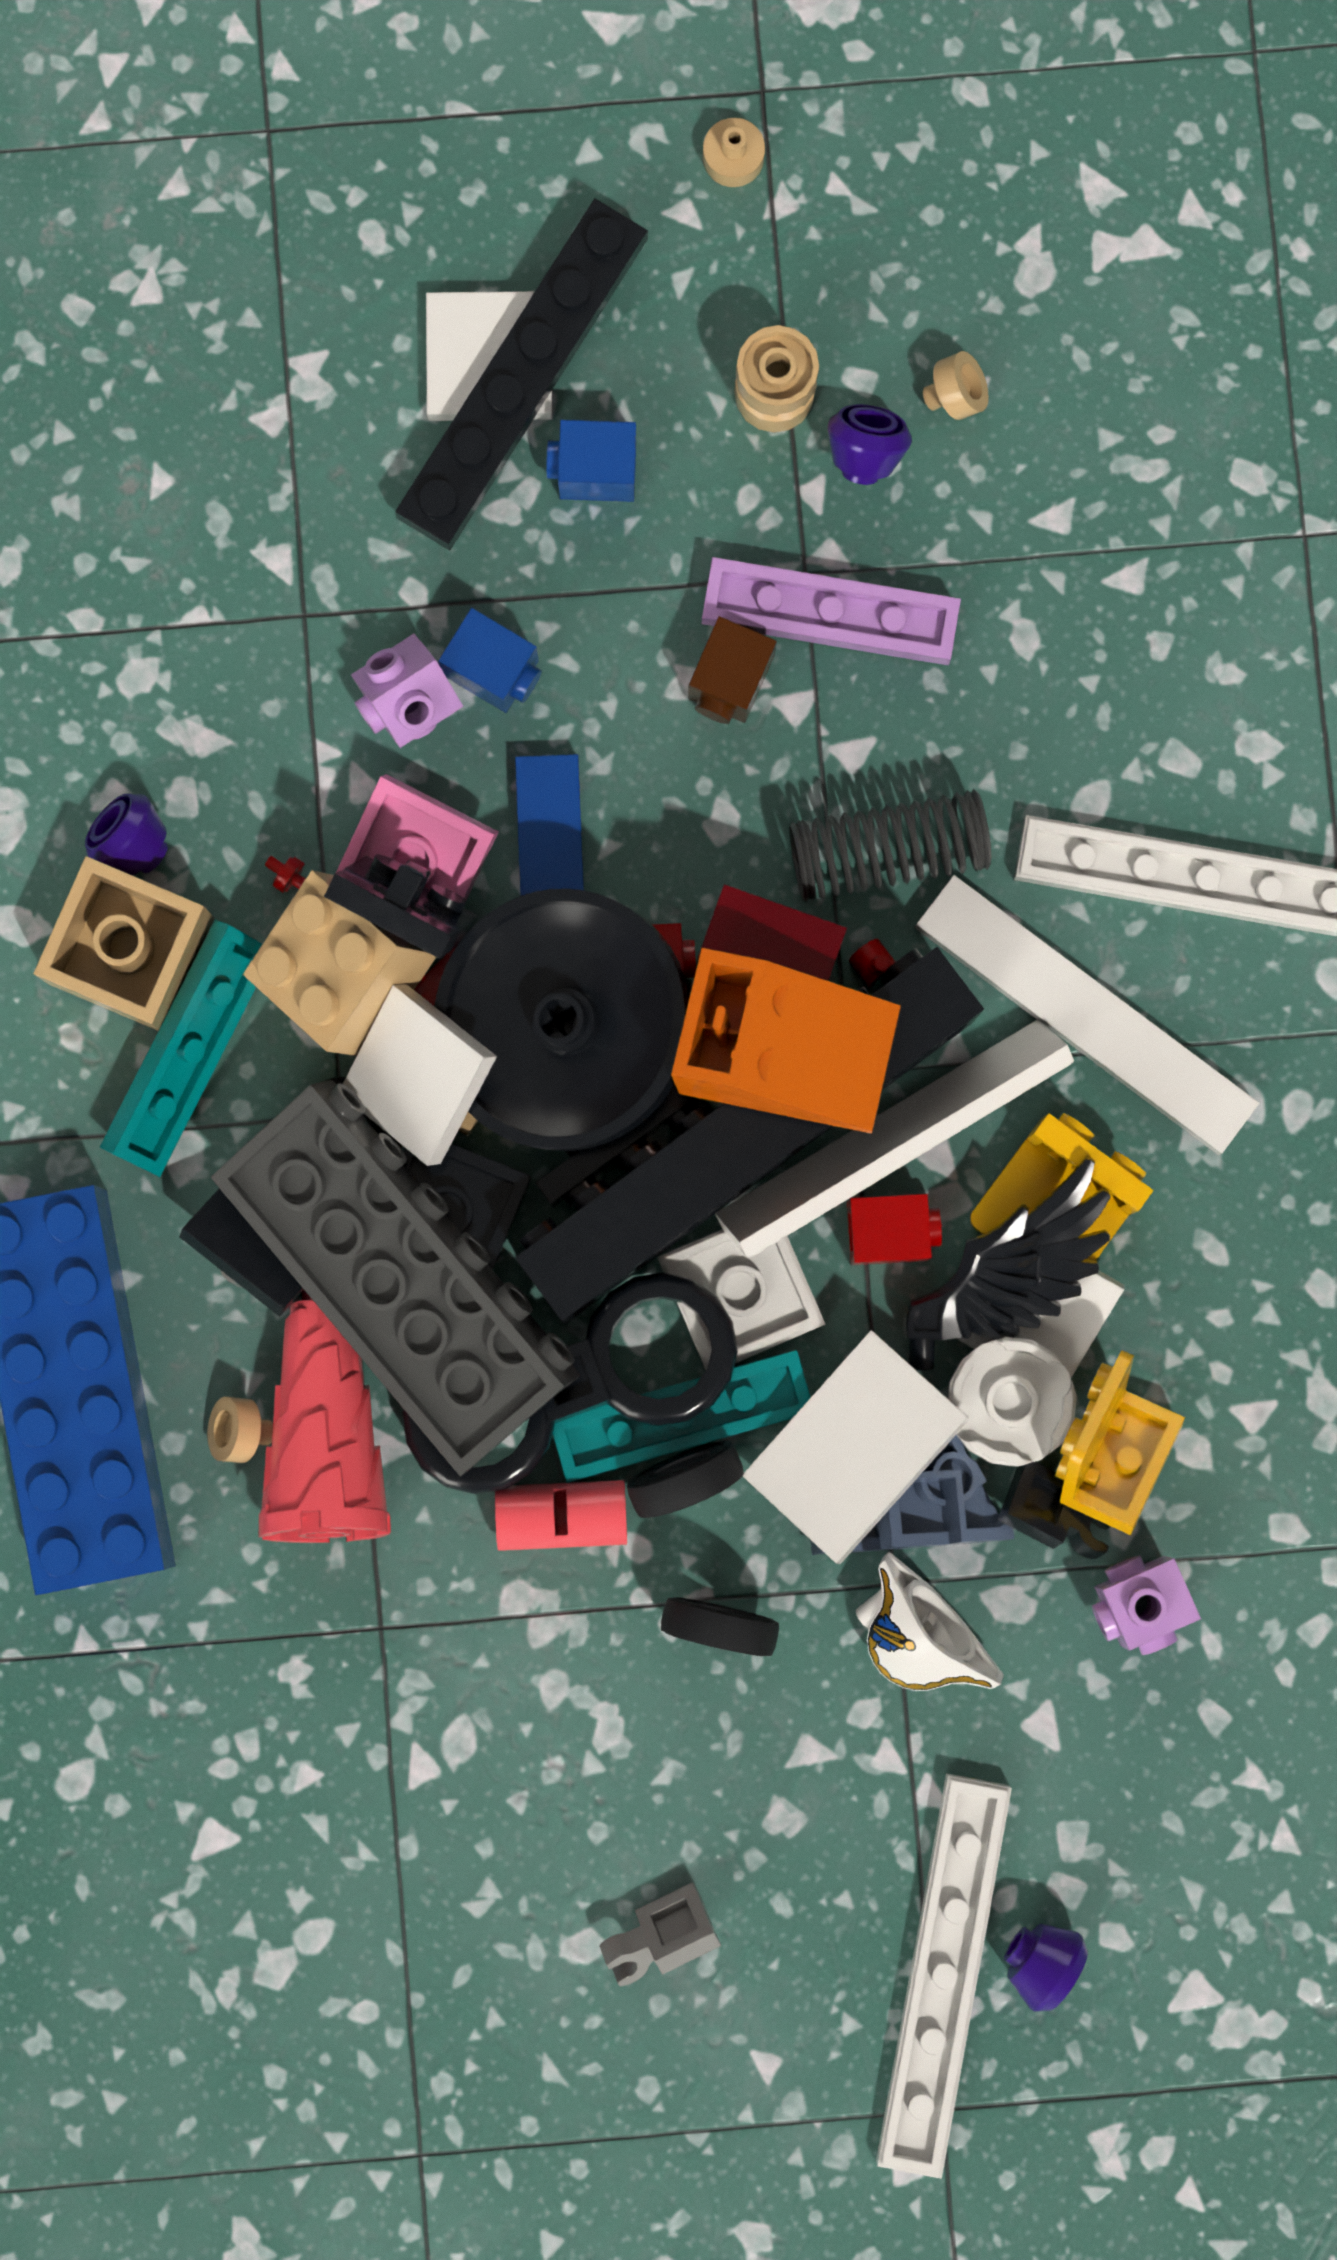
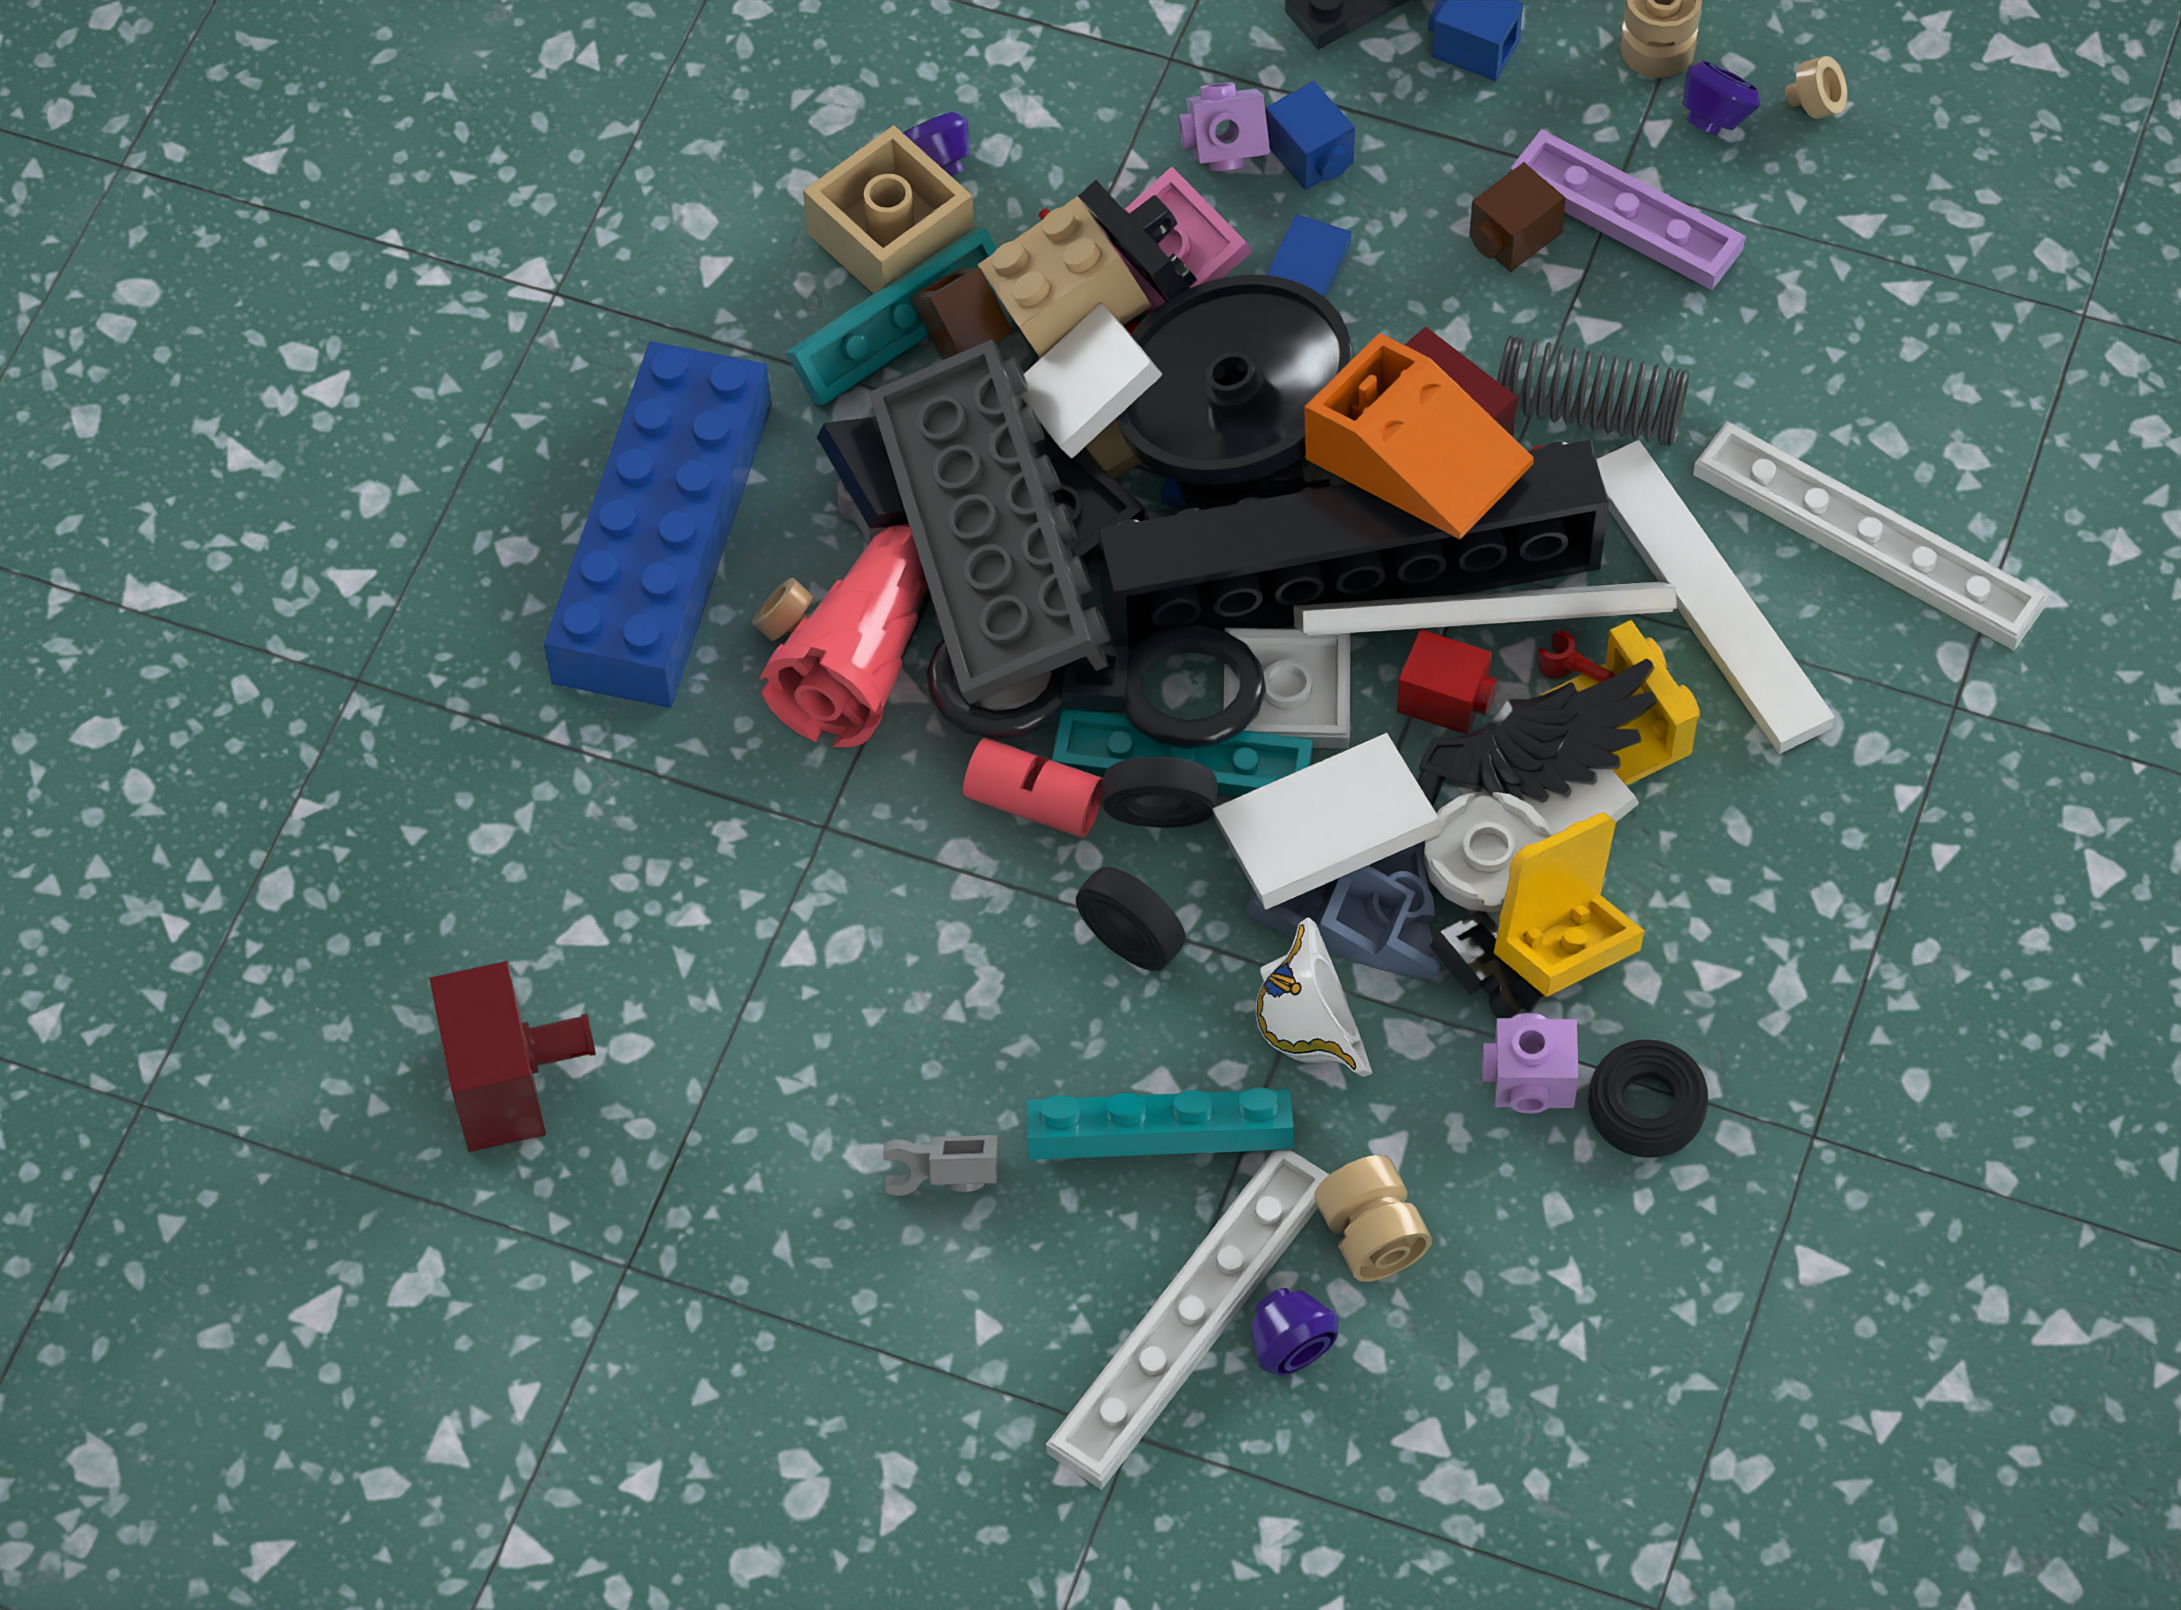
camera: 30 degrees right, 25 degrees down
(208, 2040) = (496, 1054): none -> dark red brick
(249, 1030) = (960, 312): none -> reddish brown brick
(834, 1808) = (1159, 1124): none -> teal plate
(1000, 1152) = (1568, 660): none -> red hand
(1062, 1817) = (1369, 1209): none -> tan wheel
(1292, 1585) = (1640, 1135): none -> black tyre

